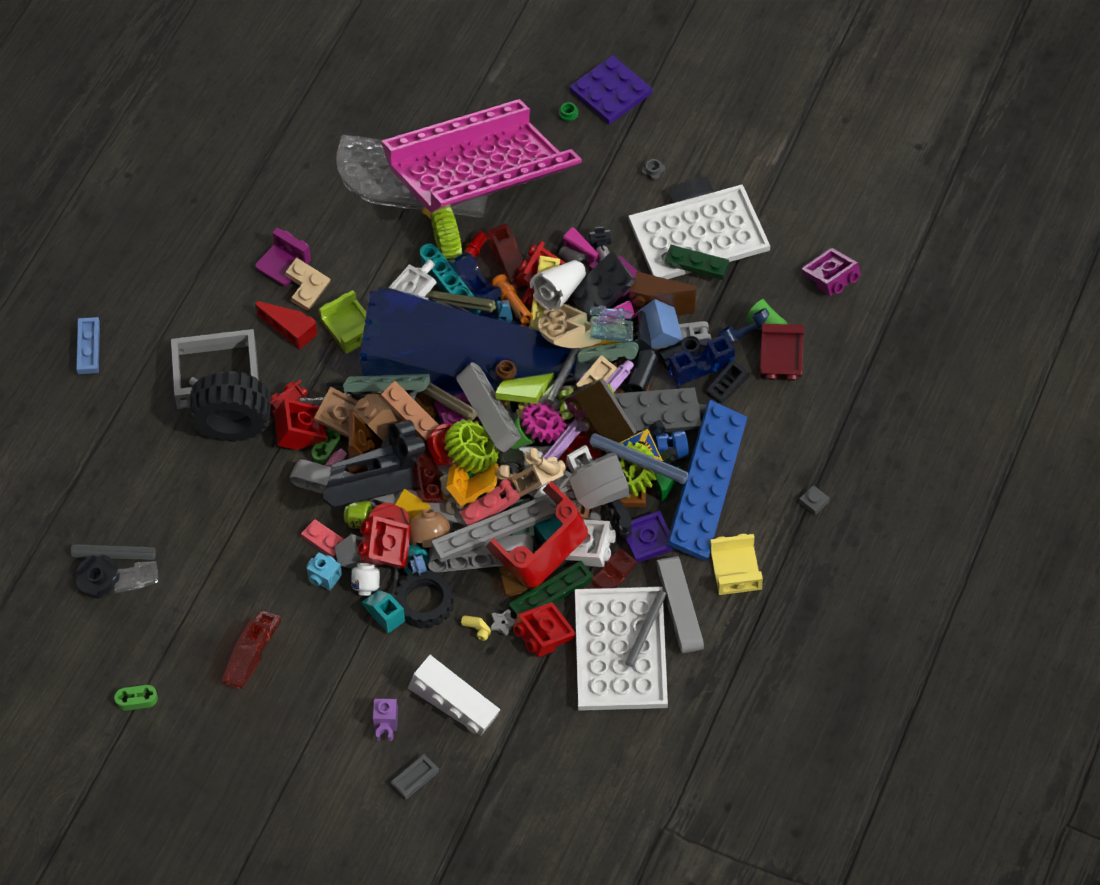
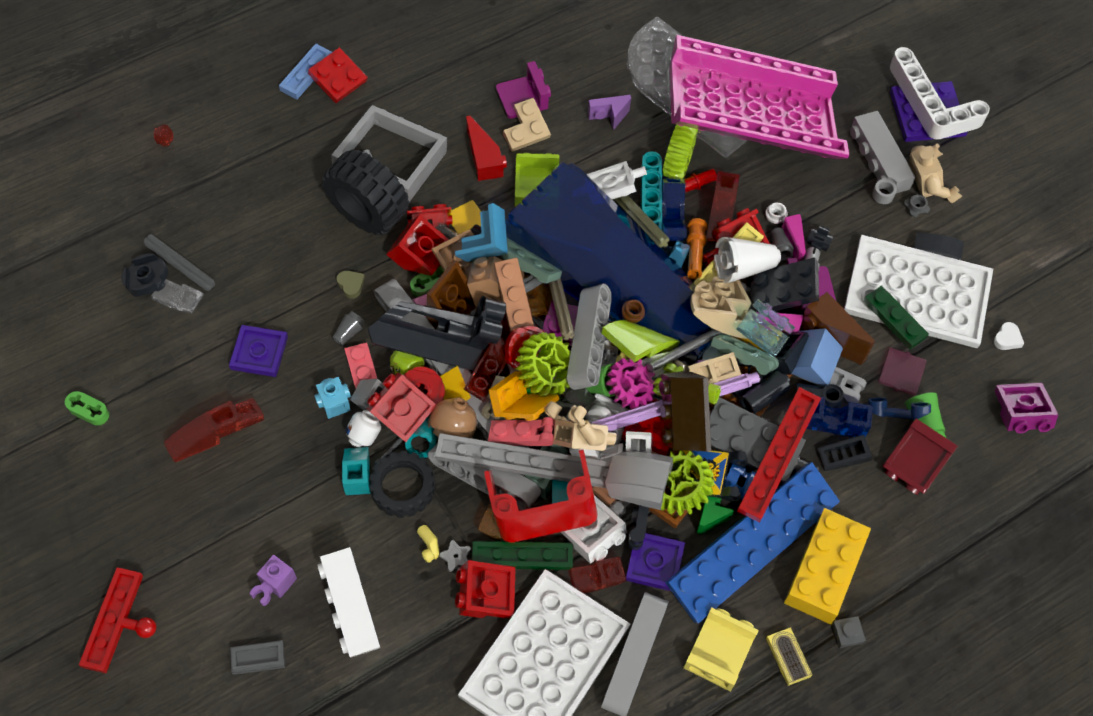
camera: 30 degrees right, 5 degrees up
(14, 464) = (163, 135): none -> clear red plate
(118, 333) = (337, 75): none -> red plate
(235, 575) = (258, 350): none -> dark purple plate
(264, 485) = (351, 283): none -> olive tile
(289, 819) = (112, 620): none -> red plate
(291, 517) = (349, 326): none -> dark grey cone
(315, 382) = (465, 216): none -> yellow sticker
(357, 386) = (491, 241): none -> dark azure panel
(364, 229) = (611, 107): none -> medium lavender slope
(418, 564) = (416, 447): medium blue plate -> none
(552, 233) = (779, 209): none -> white plate
(568, 112) = (874, 105): green plate -> none
(601, 145) = (882, 156): none -> light grey hinge
(605, 83) = (926, 103): none -> white beam
(639, 458) = (693, 480): sand blue axle -> none
(645, 628) = (581, 658): dark grey bar -> none
(646, 138) = (929, 173): none -> tan torso
(684, 406) = (779, 455): none -> red plate
(727, 299) = (902, 371): none -> clear pink piece
(769, 464) = (827, 566): none -> yellow brick
(785, 541) = (789, 656): none -> tile
(786, 229) = (1008, 337): none -> white tile

